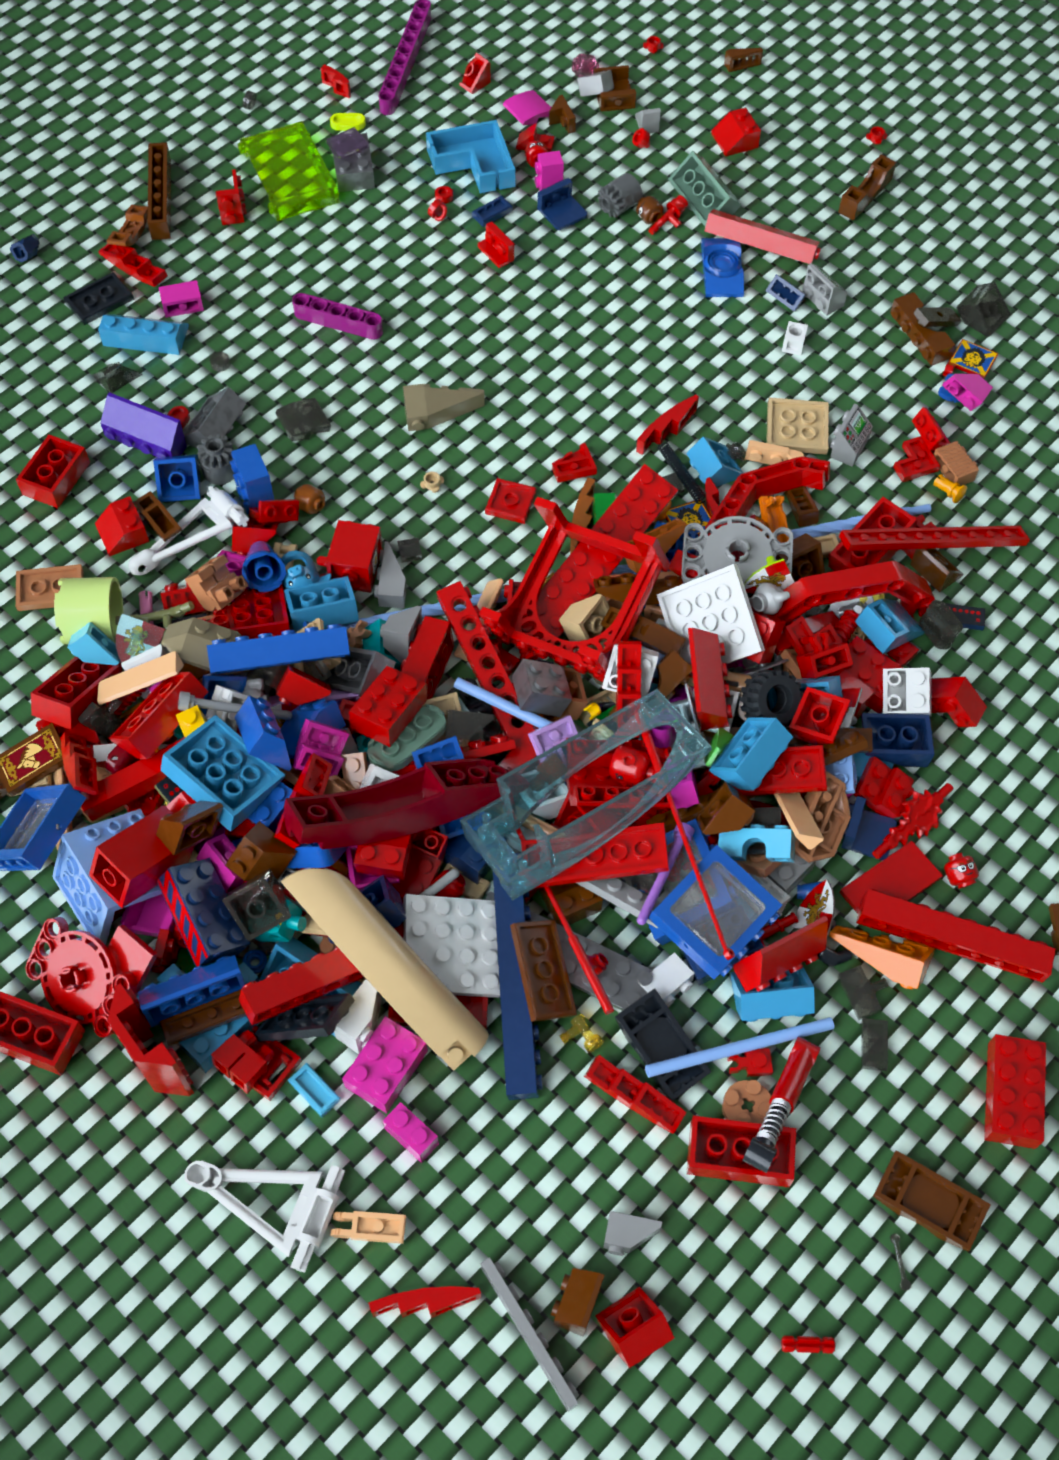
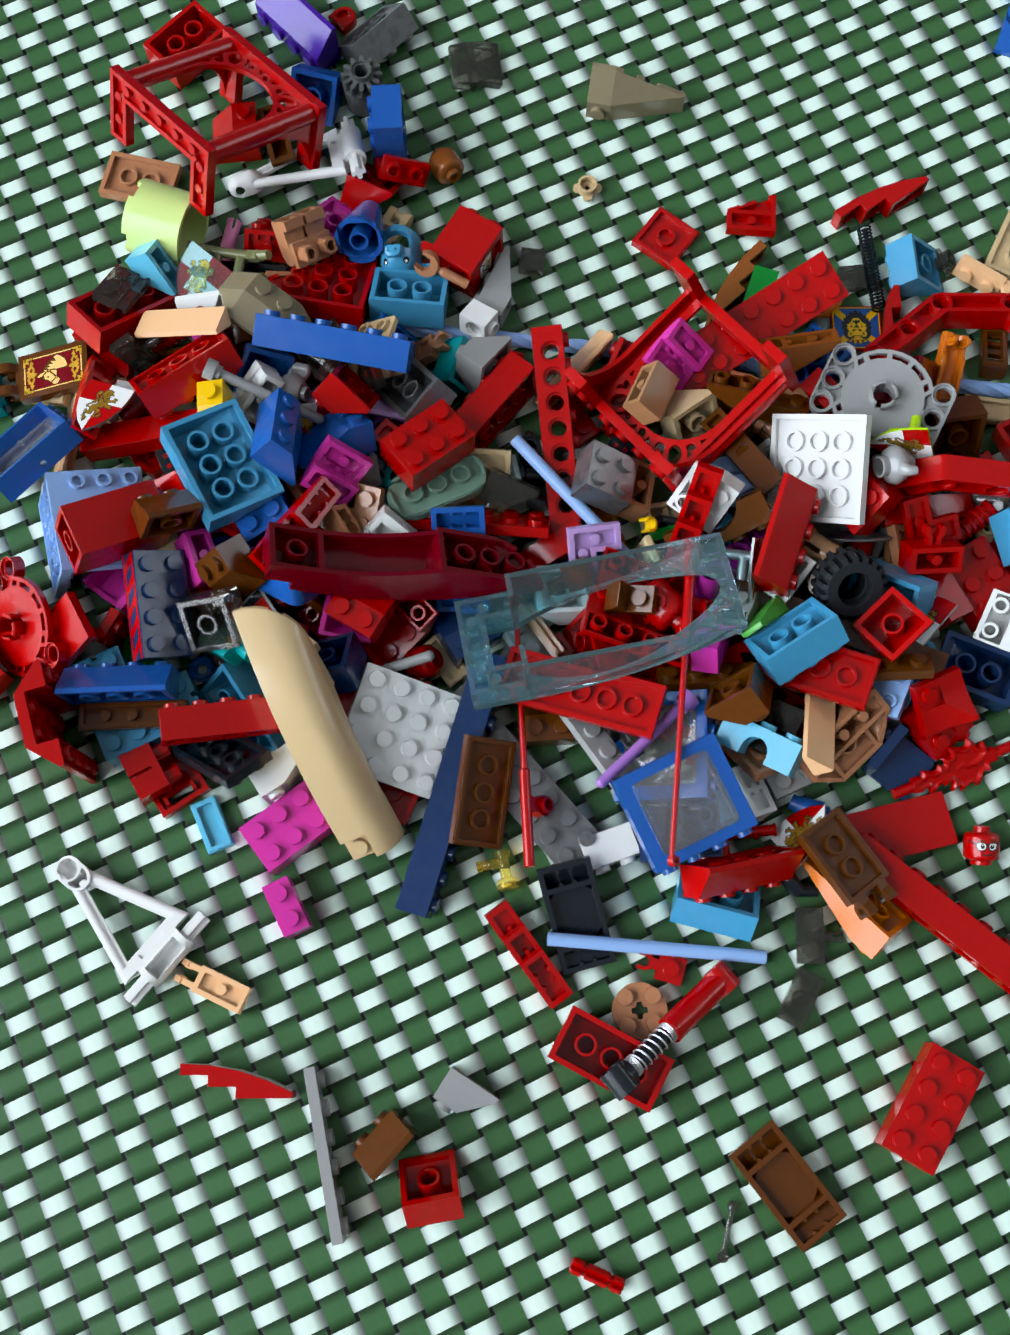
camera: 25 degrees right, 15 degrees up
(71, 670) = (120, 289): none -> clear smoke plate
(94, 761) = (101, 403): none -> shield
(173, 489) = (231, 60): none -> red arch
(349, 576) = (444, 272): none -> nougat piece
(386, 603) = (478, 320): none -> white brick
(553, 610) = (651, 393): none -> medium nougat brick
(562, 575) = (680, 351): none -> dark pink slope
(605, 767) = (631, 598): none -> reddish brown slope
(865, 915) = (847, 862): none -> reddish brown tile
(882, 767) = (942, 702): none -> red plate

